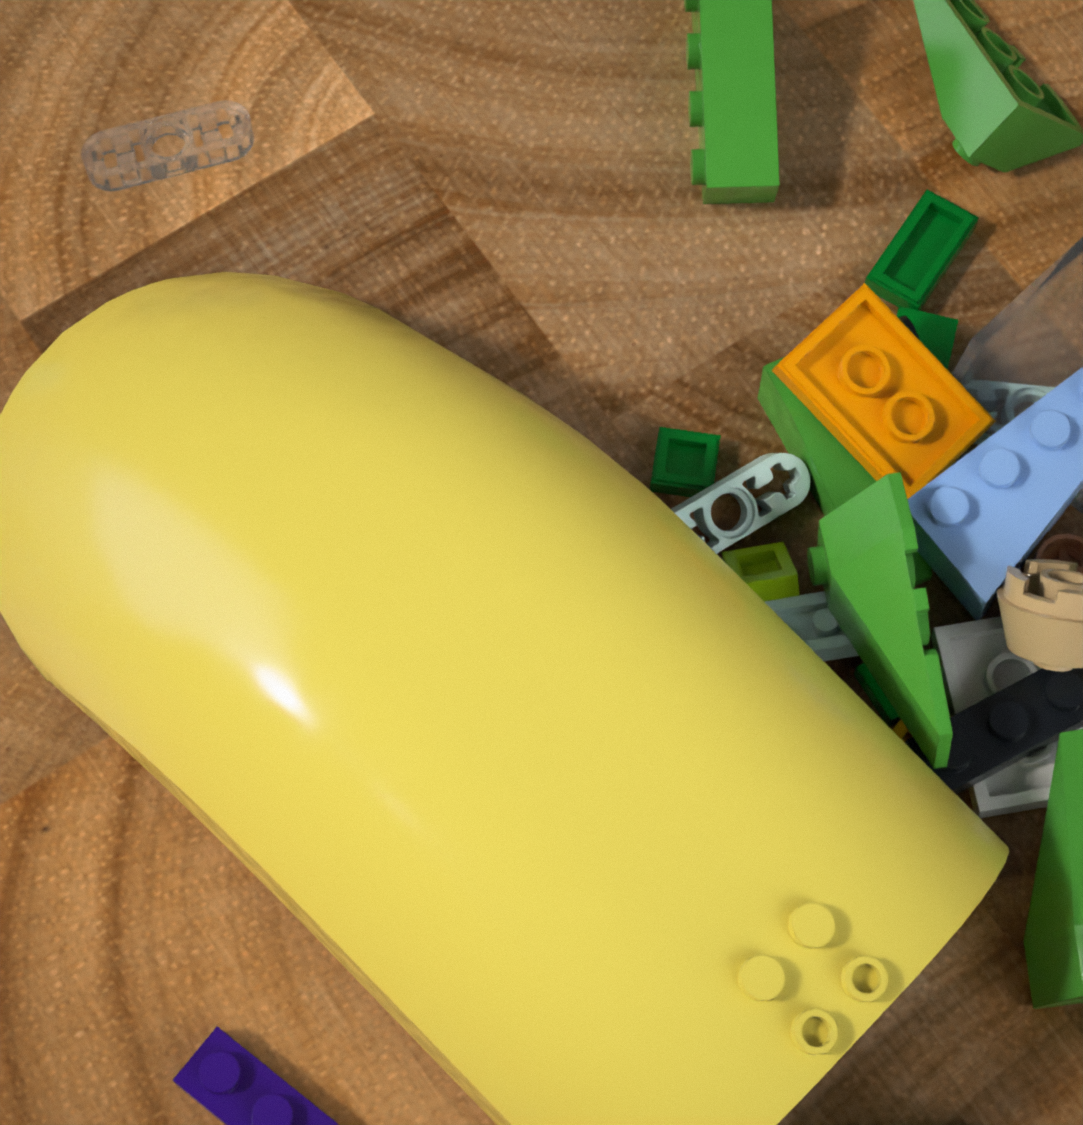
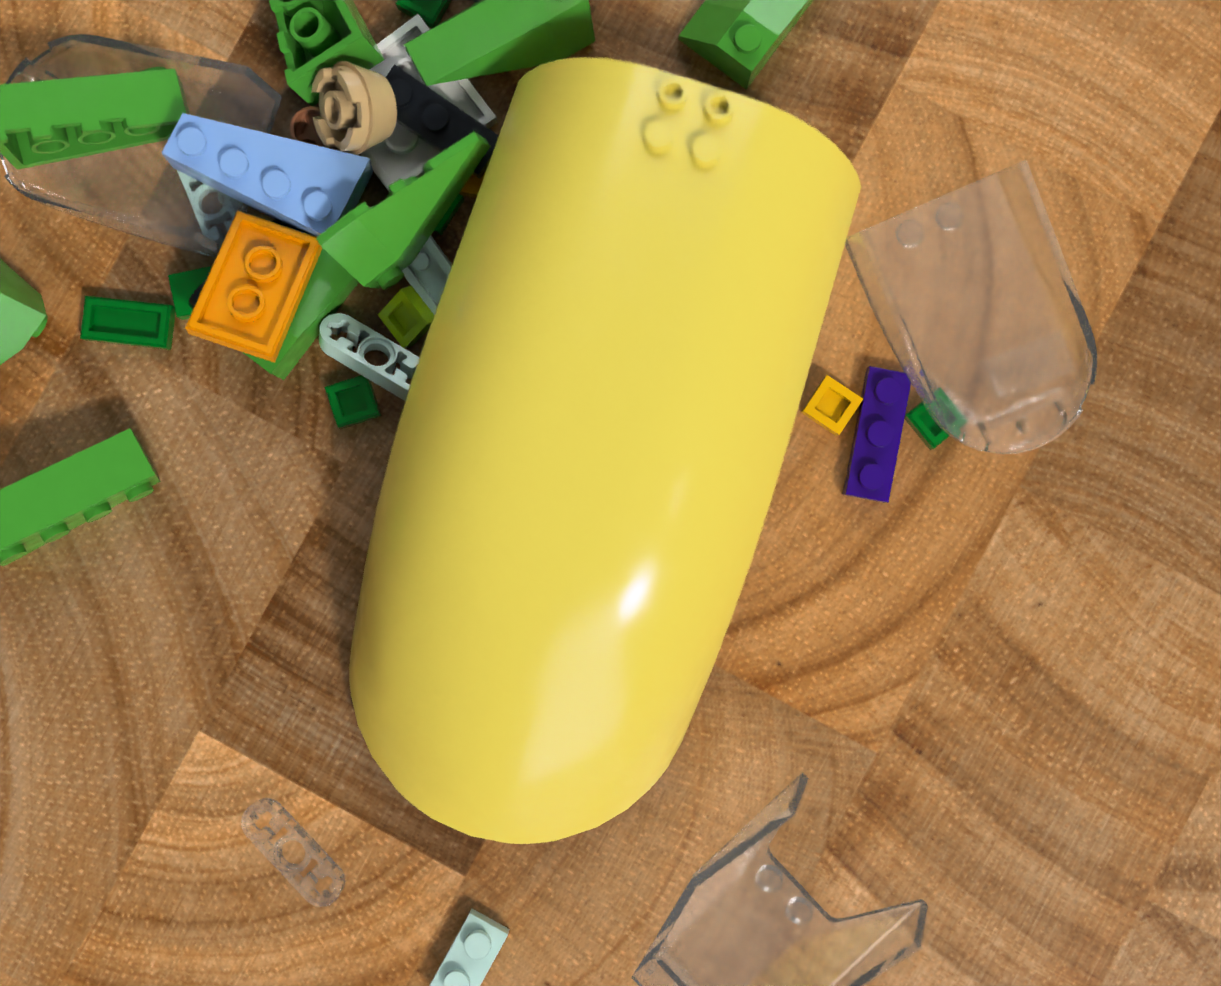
camera: 115 degrees left, 20 degrees up
(349, 1075) = (832, 405): none -> yellow tile

